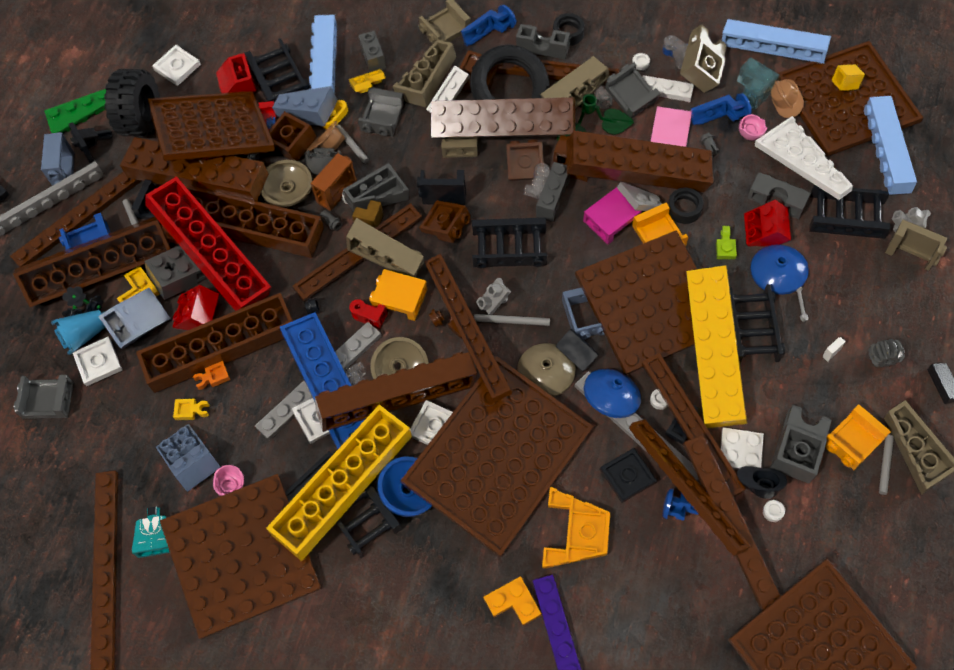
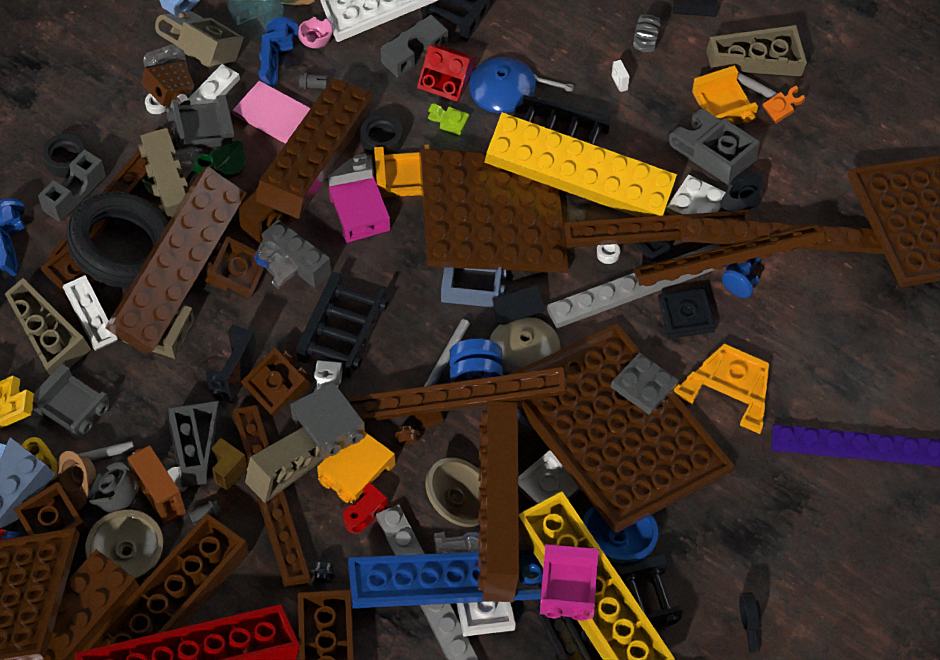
camera: 75 degrees left, 5 degrees down
(329, 457) = (569, 582): none -> dark pink panel
(371, 607) = (750, 616): none -> black piece
(416, 258) = (328, 420): none -> dark grey panel
(458, 249) = (327, 373): none -> white piece
(495, 295) = (411, 362): light grey hips -> none
(505, 338) = (475, 360): none -> blue wheel
(513, 595) = (784, 470): light orange plate -> none
(543, 462) = (644, 383): none -> dark grey plate
(612, 393) = (586, 289): blue dish -> none
(656, 59) = (169, 82): none -> reddish brown torso
(773, 511) = (774, 201): white tile -> none
(875, 484) = (781, 106): none -> orange plate

